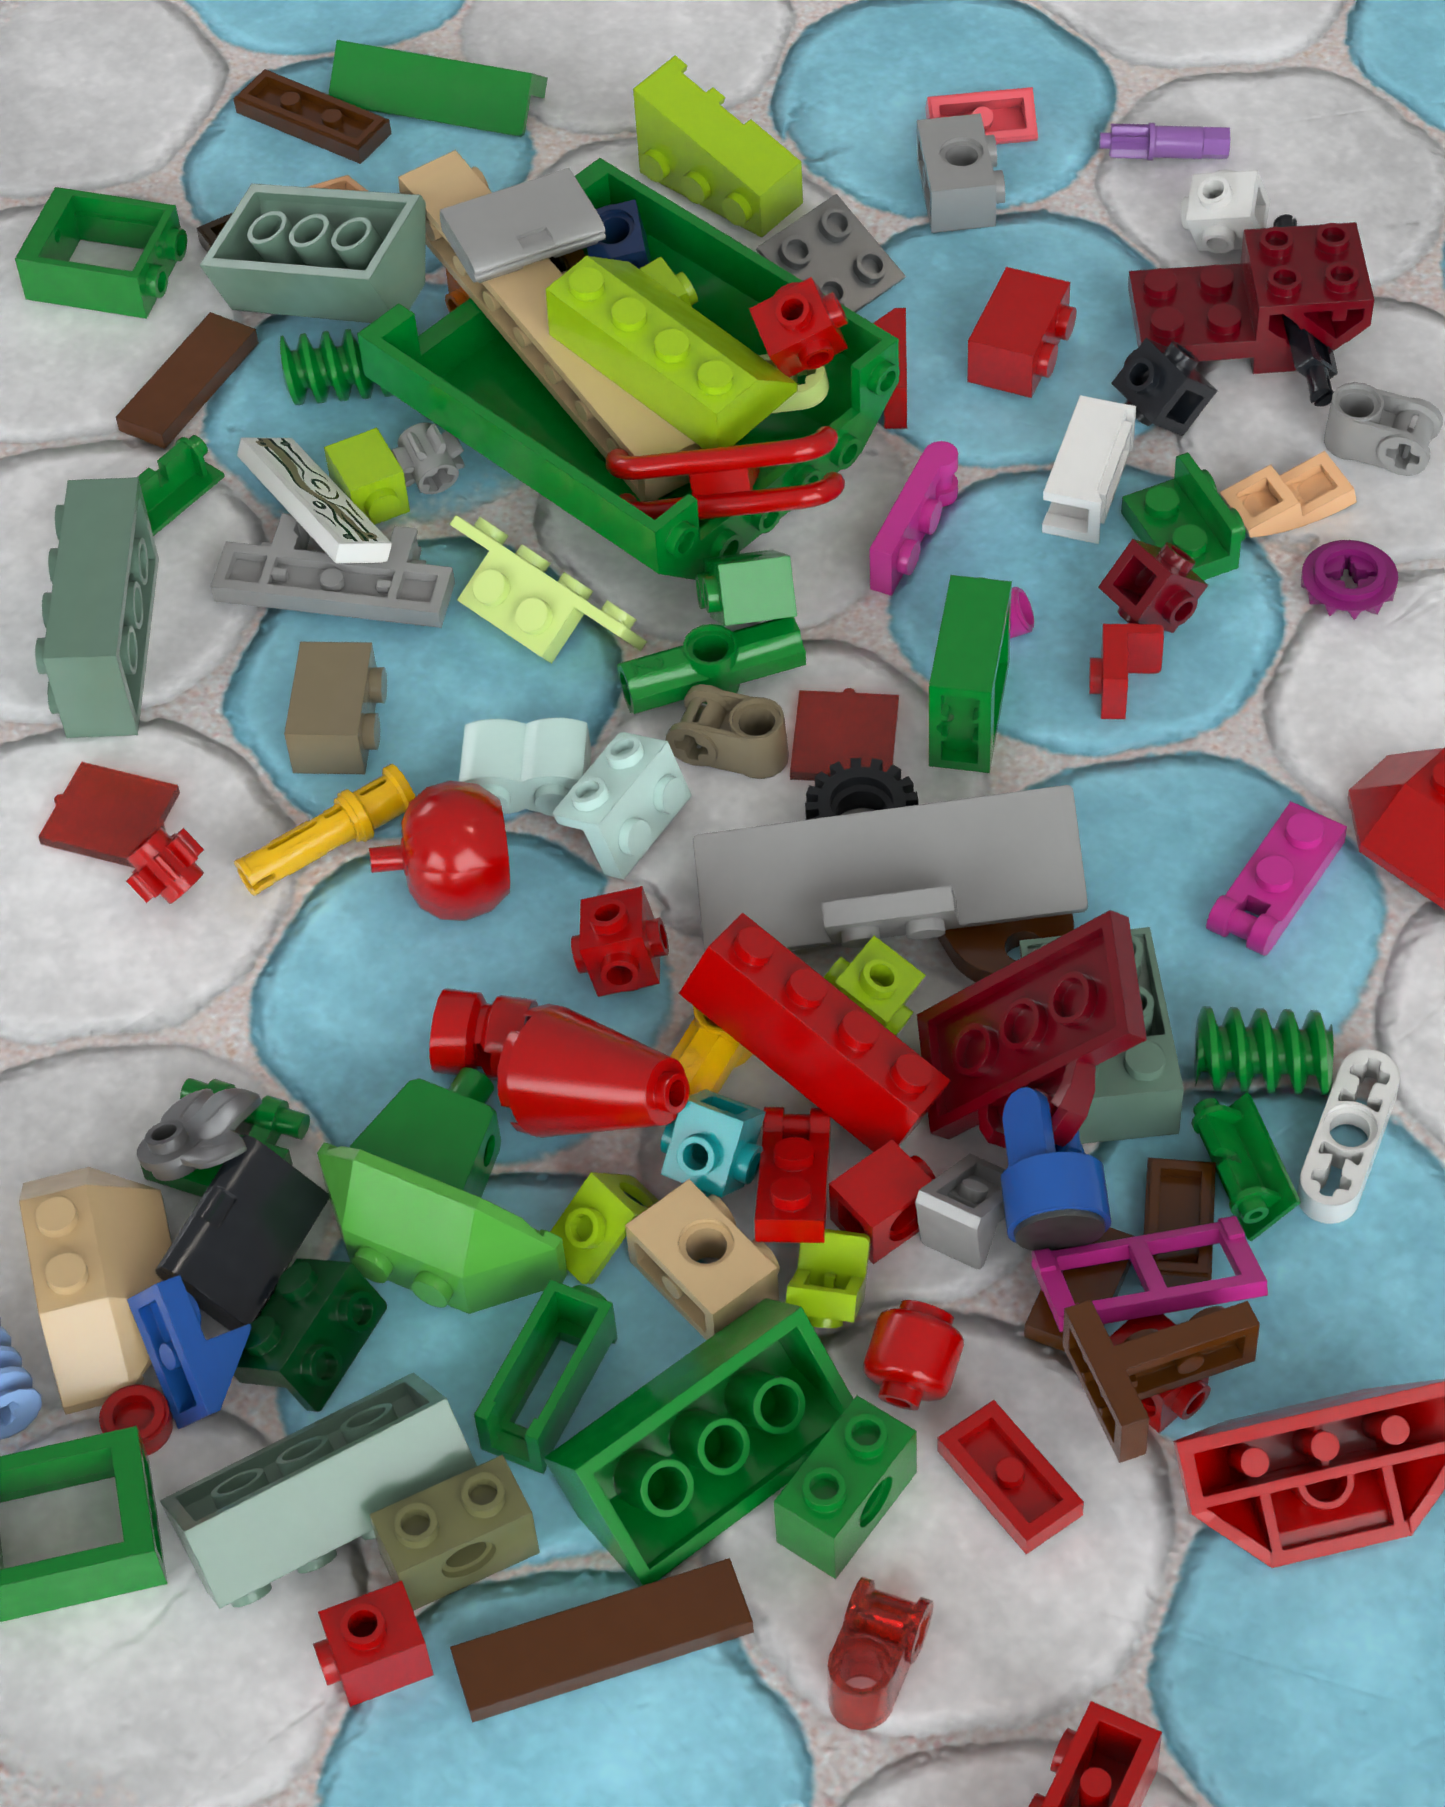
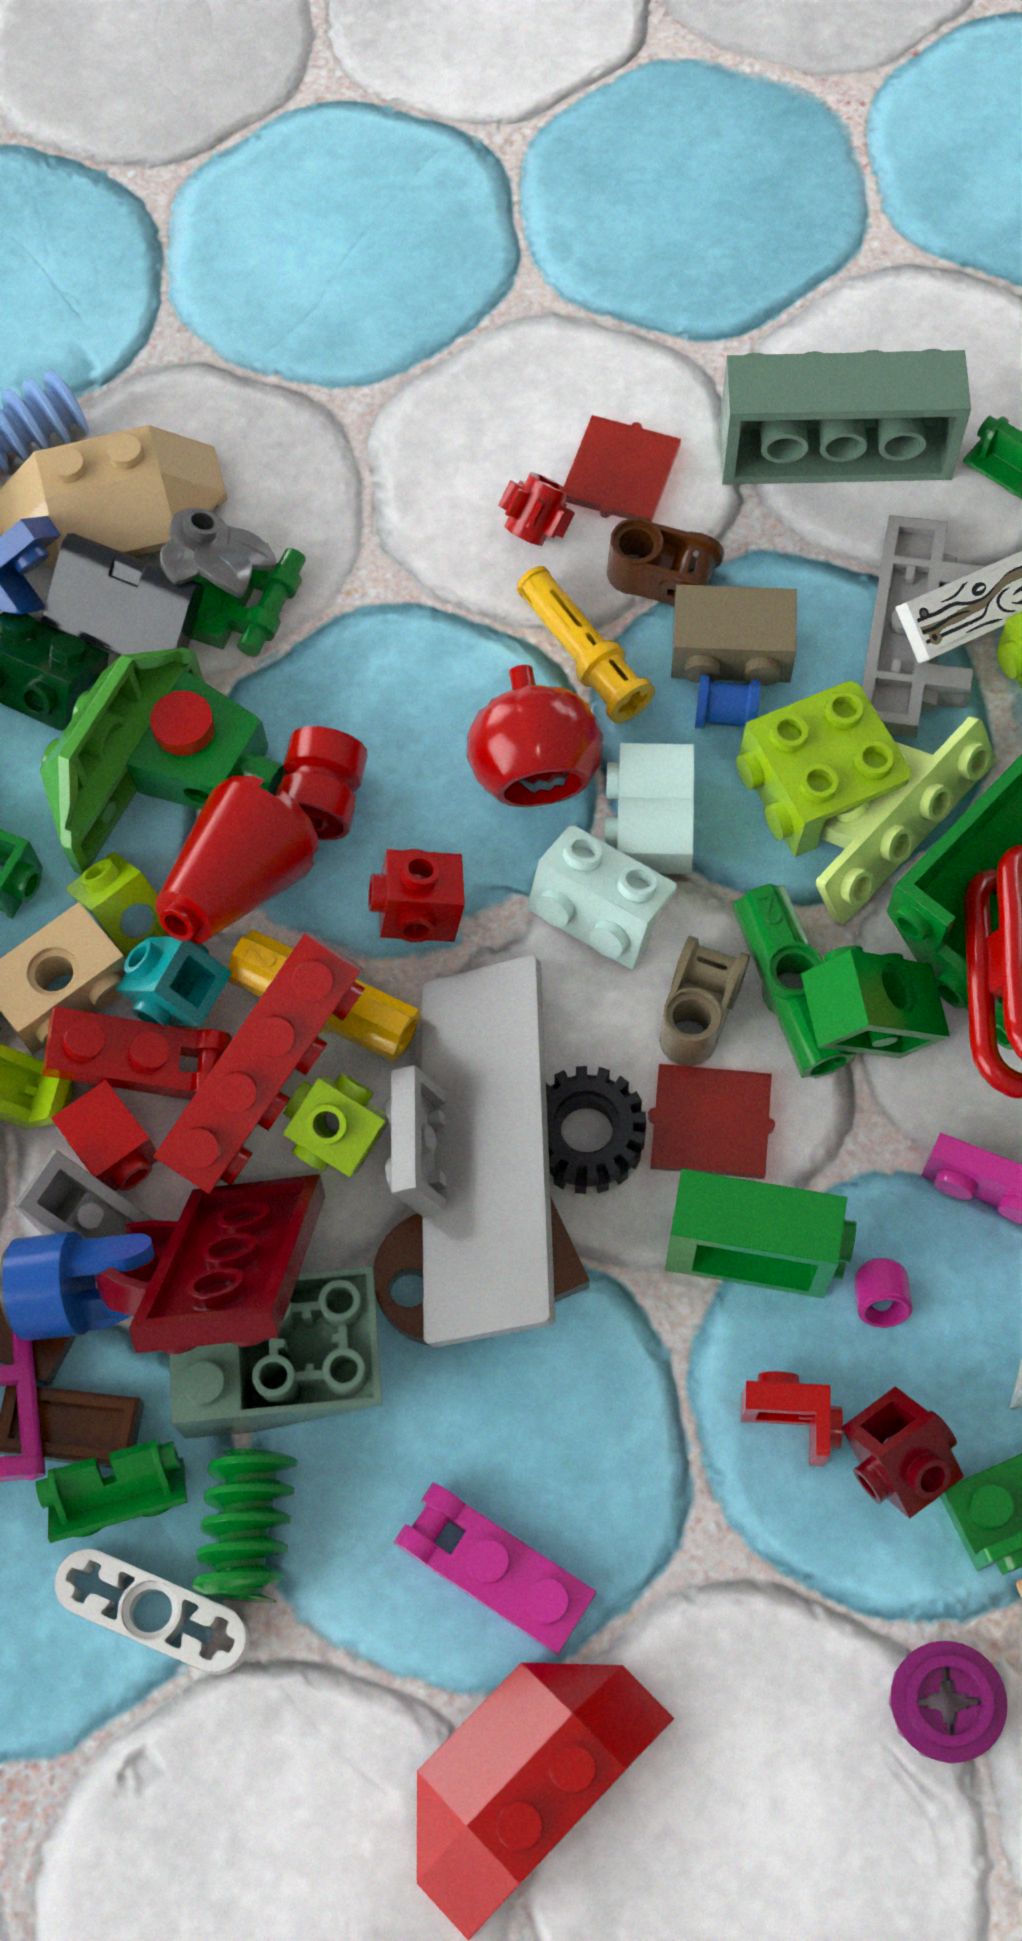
camera: 90 degrees right, 15 degrees up
(242, 768) = (665, 559): none -> reddish brown piece
(409, 722) = (726, 703): none -> blue bush
(419, 1136) = (182, 723): none -> red tile
(494, 636) = (819, 762): none -> lime bracket

